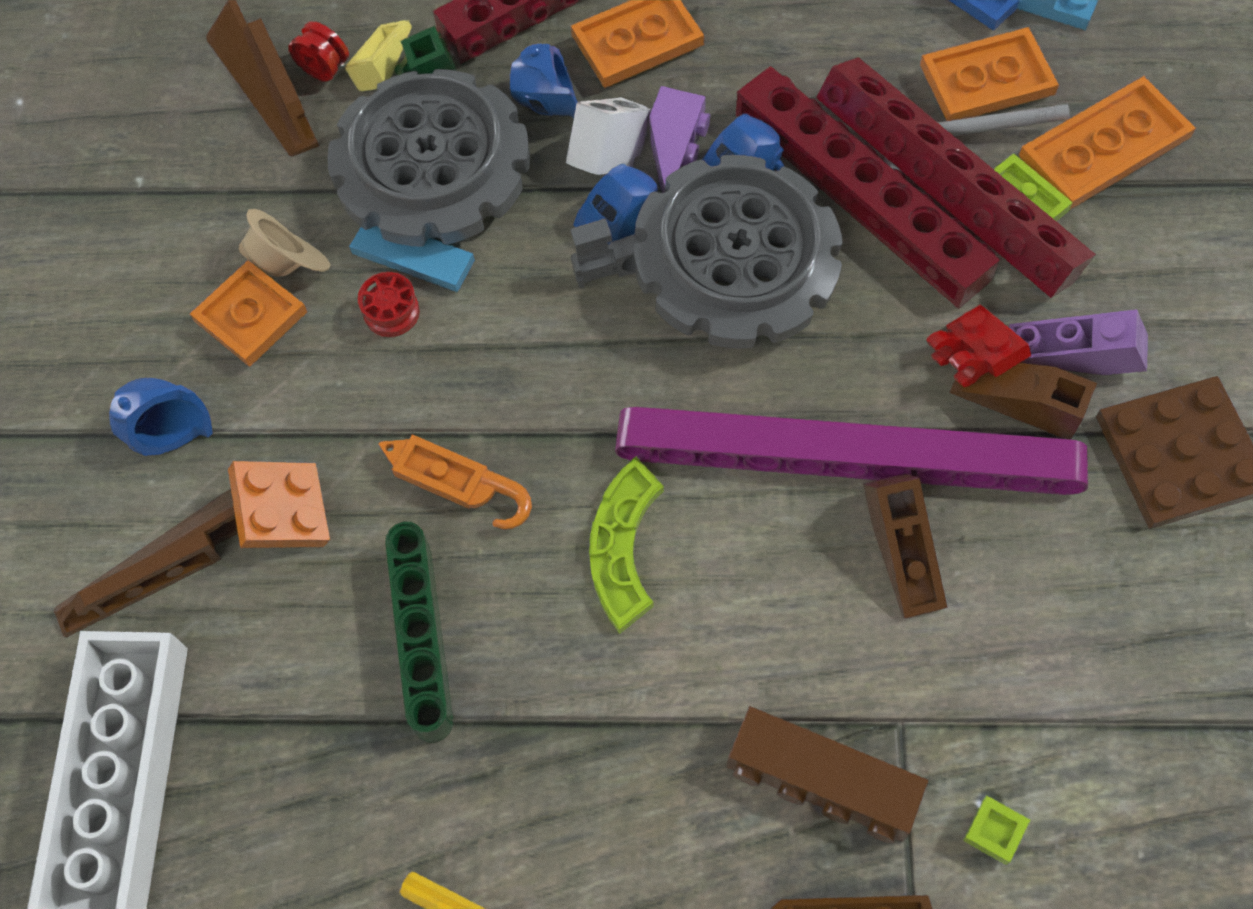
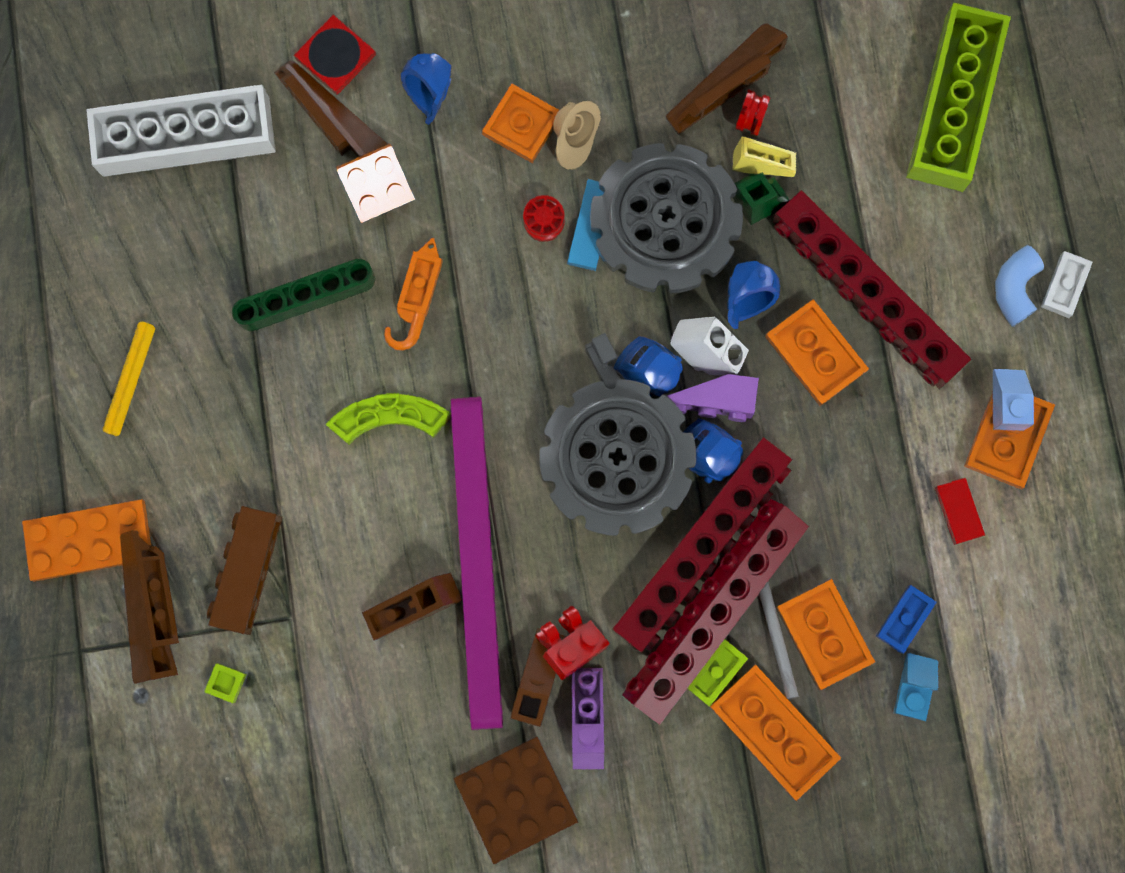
camera: 80 degrees right, 15 degrees up
(67, 544) = (335, 54): none -> tile

